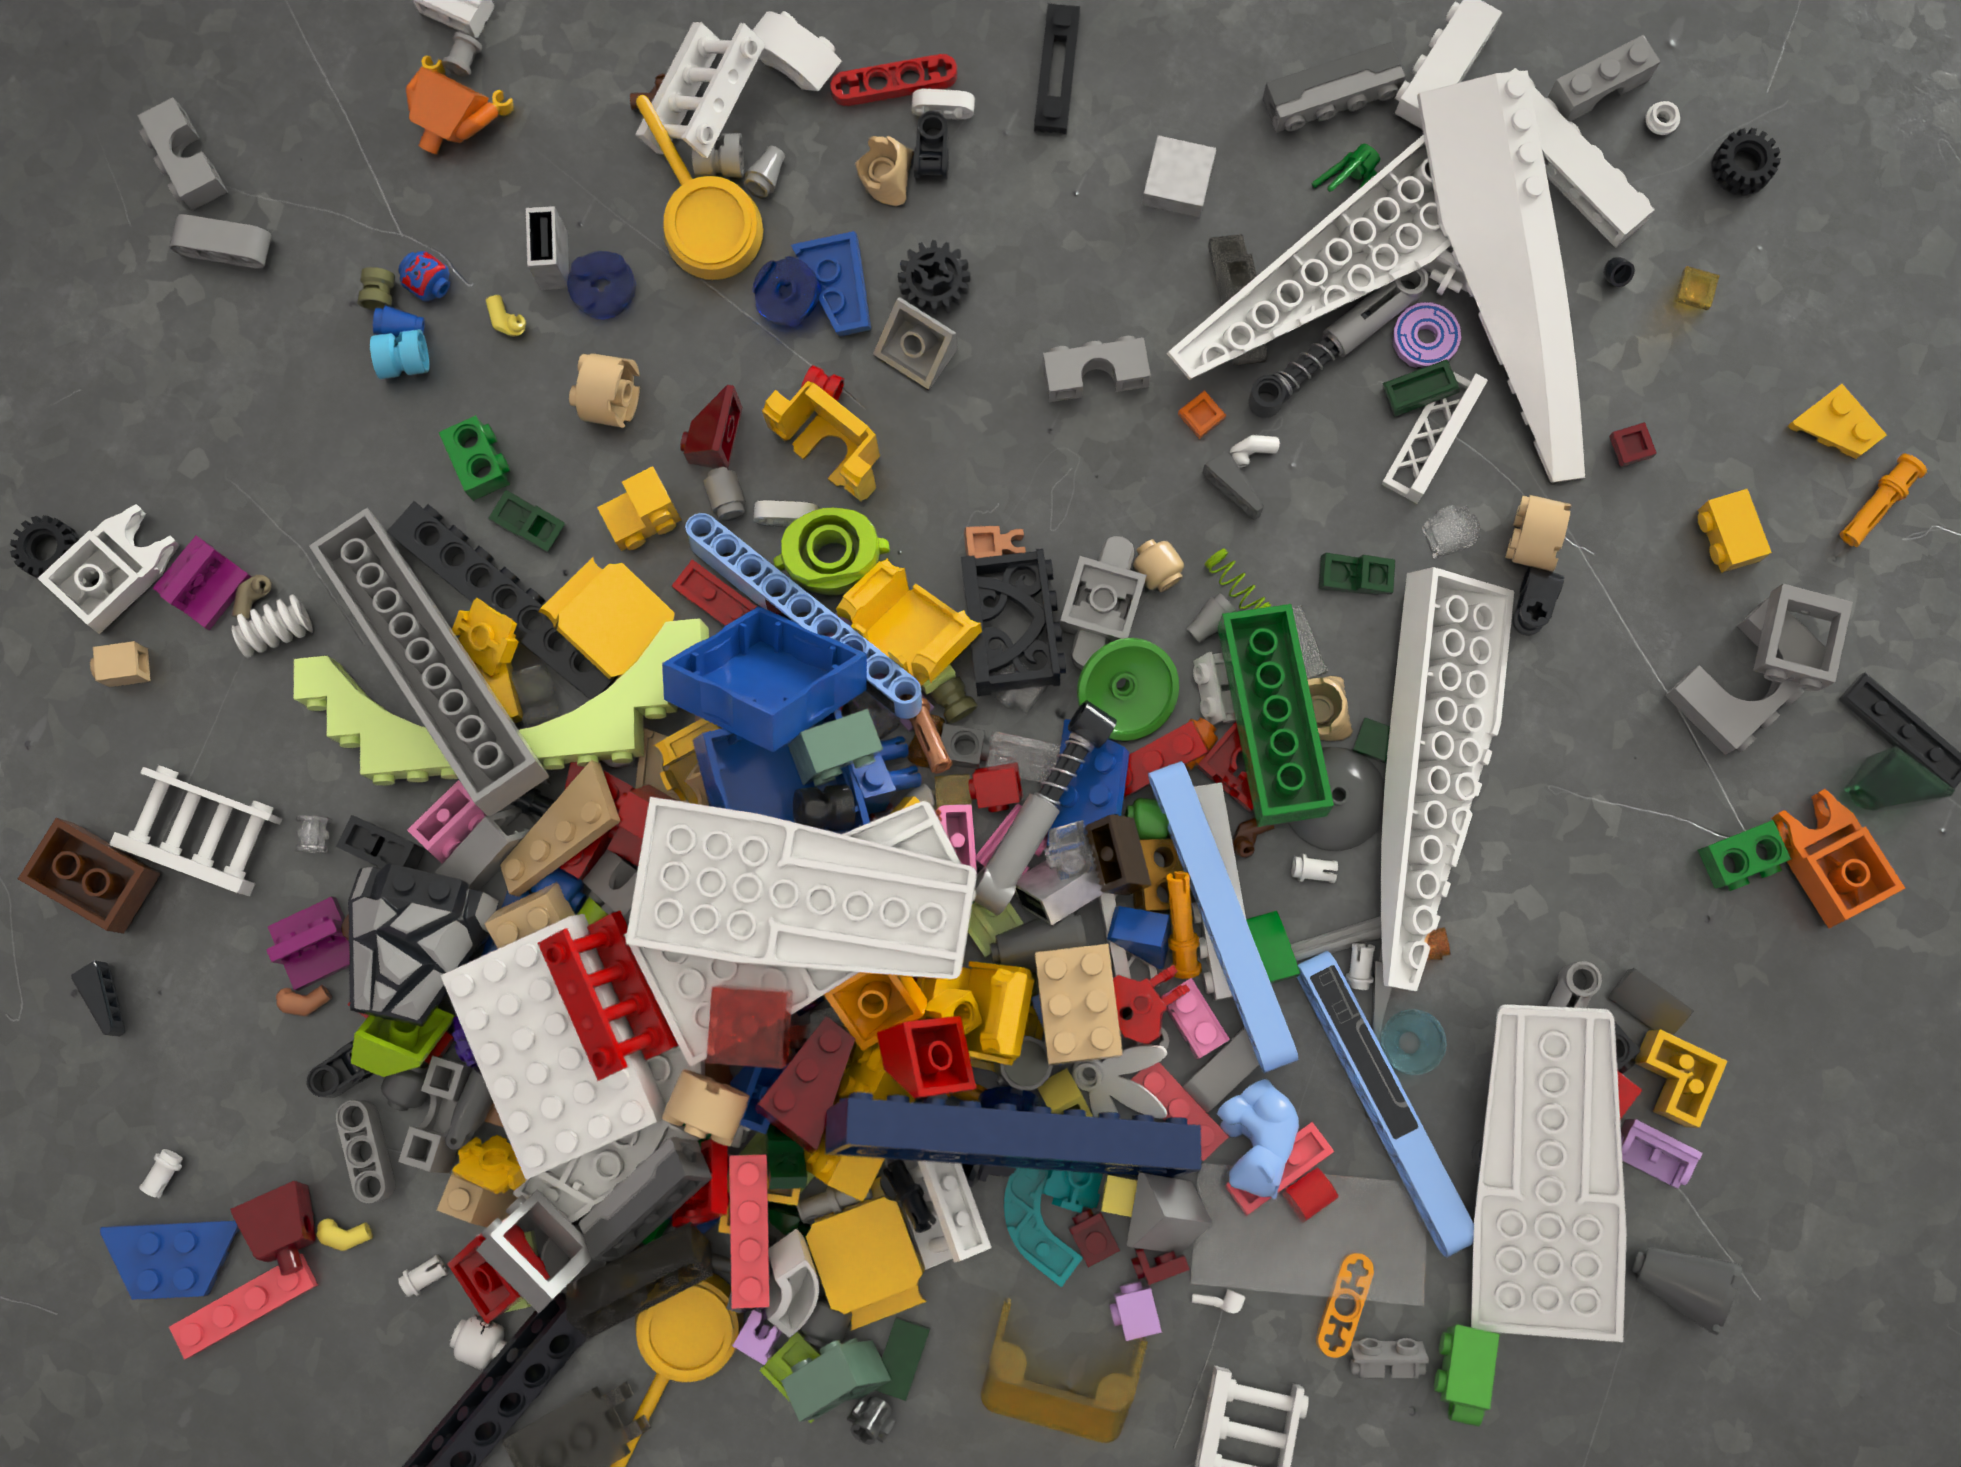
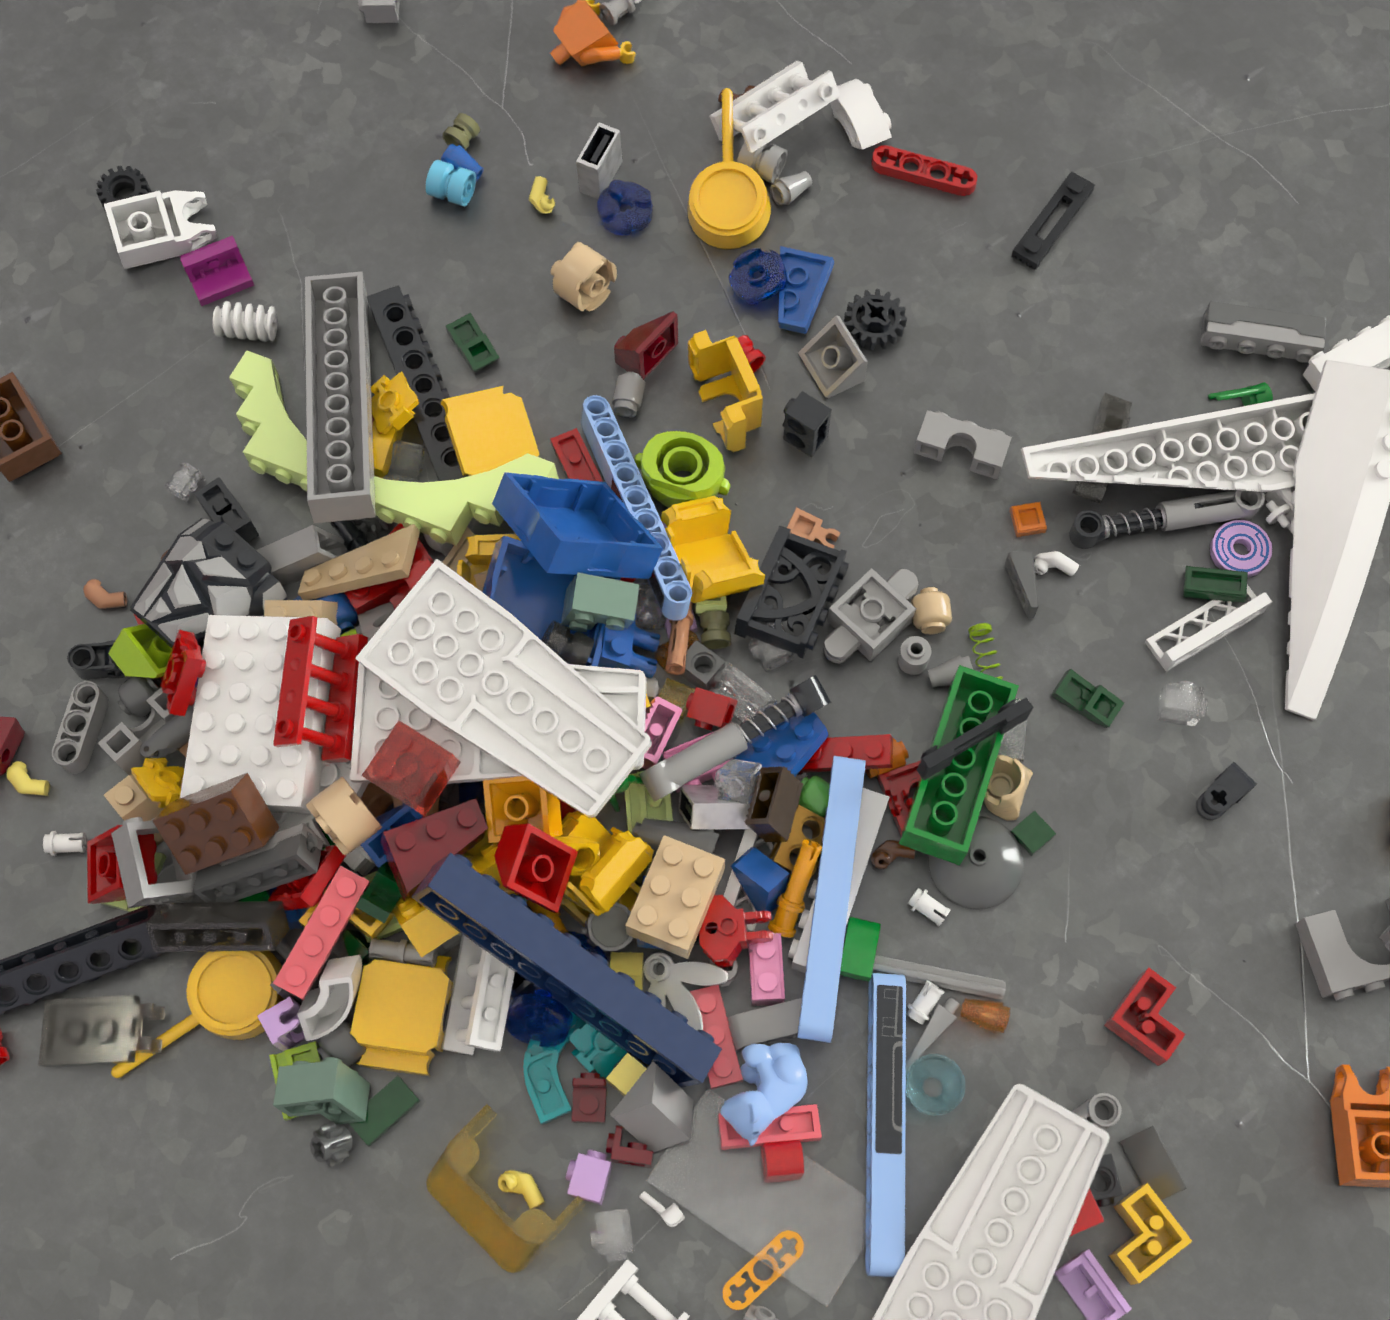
camera: 25 degrees right, 10 degrees down
(120, 664) = (125, 295): tan brick -> none
(201, 863) = (93, 460): white fence -> none
(220, 241) = (372, 50): light grey beam -> none
(248, 593) = (246, 293): dark tan arm -> none
(310, 943) = (132, 557): magenta bracket -> none
(424, 275) = (500, 140): blue head -> none
(447, 822) = (282, 519): bright pink brick -> none
(449, 1048) = (182, 673): none -> red brick
(470, 460) = (457, 280): green brick -> none
(477, 1342) = (73, 912): white head -> none
(580, 1184) = (216, 824): none -> reddish brown brick
(640, 511) = (559, 375): yellow brick -> none
(780, 512) = (654, 424): white beam -> none
(885, 170) = (881, 228): tan hair -> none
(909, 1196) = (461, 979): black pin -> none
(927, 432) = (806, 423): none -> black brick
(931, 152) = (923, 232): black piece -> none
(950, 103) = (951, 203): white beam -> none
(1007, 1192) = (538, 1018): none -> clear blue plate
(1073, 1353) = (521, 1183): none -> light yellow arm
(1149, 687) = (871, 702): bright green dish -> none
(1163, 631) = (914, 655): none -> light grey brick
(1179, 176) = (1105, 338): flat silver piece -> none
(1188, 1352) = (613, 1234): none -> clear brick
(1210, 675) = (926, 716): white hinge -> none
(1256, 727) = (1007, 718): none -> black container
(1437, 745) = (1081, 865): white wedge -> none
(1540, 533) = (1252, 738): tan brick -> none
(1569, 873) = (1138, 1019): none -> red brick
(1632, 444) = (1368, 713): dark red plate -> none
(1743, 852) = (1296, 1077): green brick -> none

